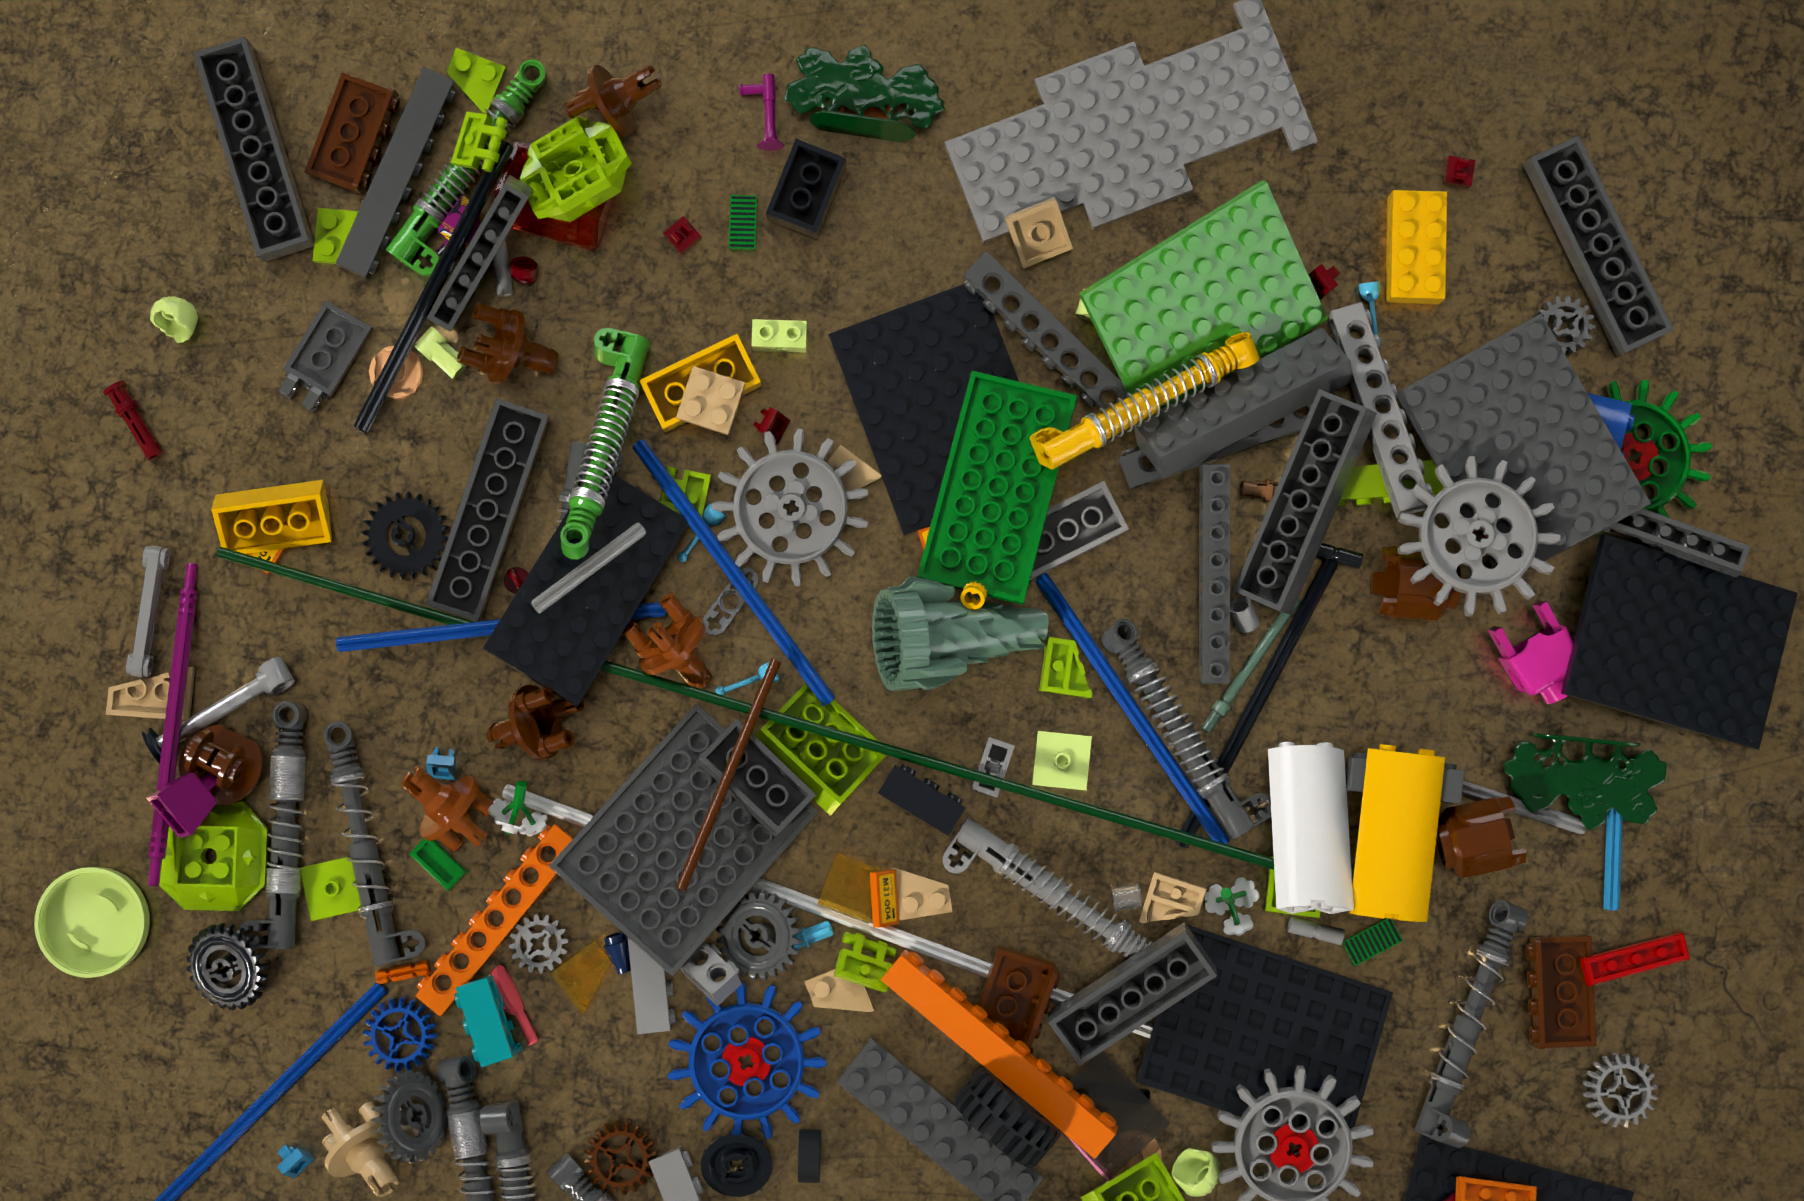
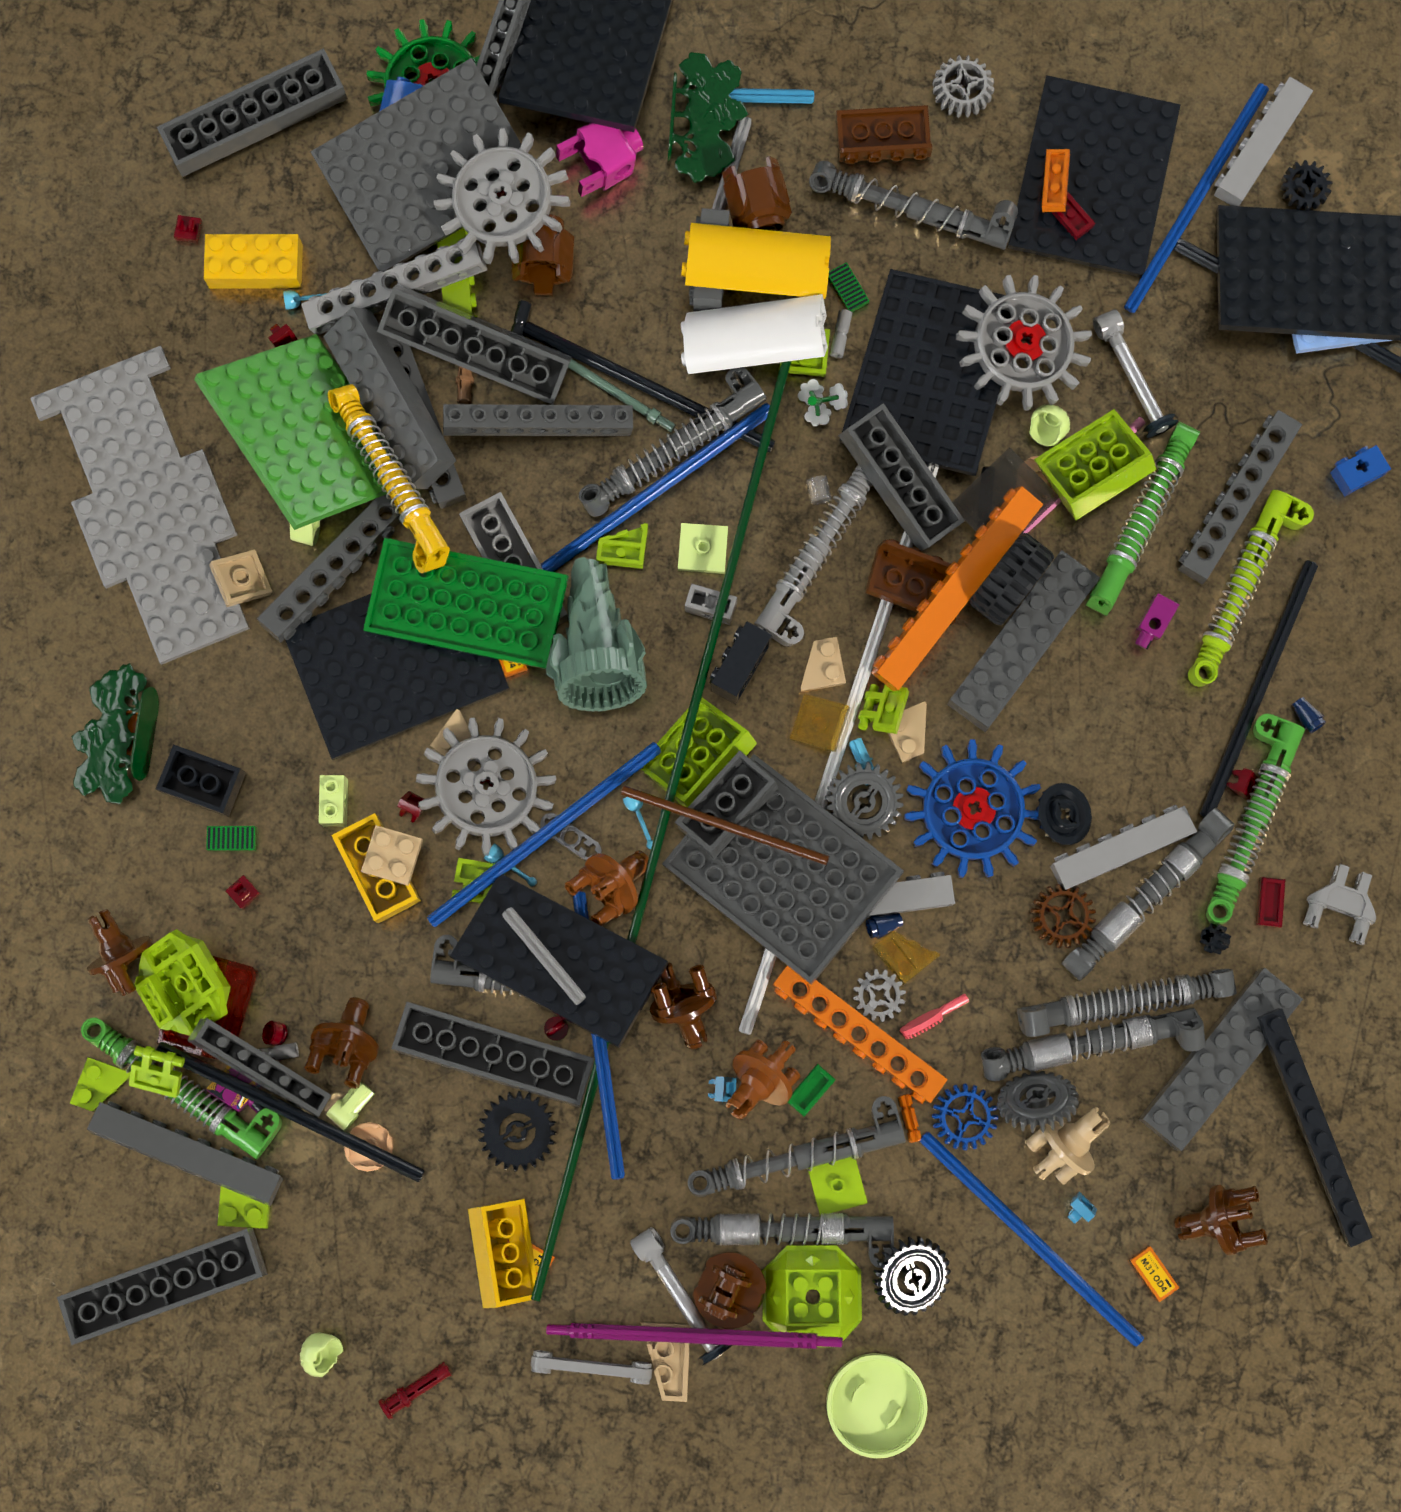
camera: 90 degrees left, 5 degrees down
(185, 802) = (765, 1317): magenta torso -> none
(324, 355) = (353, 1213): dark grey tile -> none
(352, 133) = (148, 1195): reddish brown bracket -> none
(486, 1021) = (950, 1036): teal wedge -> none
(506, 812) = (766, 1030): white plant -> none
(586, 501) = (483, 957): bright green piece -> none
(705, 974) = (901, 846): light grey brick -> none
(770, 140) = (156, 815): magenta piece -> none
(809, 1156) = (1053, 750): black tyre -> none
(884, 898) = (827, 694): tile -> none
(973, 588) = (568, 619): yellow bush -> none
(1171, 899) = (818, 452): tan wing -> none
(1244, 614) = (573, 395): light grey beam -> none
(1571, 333) = (321, 129): light grey gear -> none
(1634, 958) = (853, 76): red tile -> none

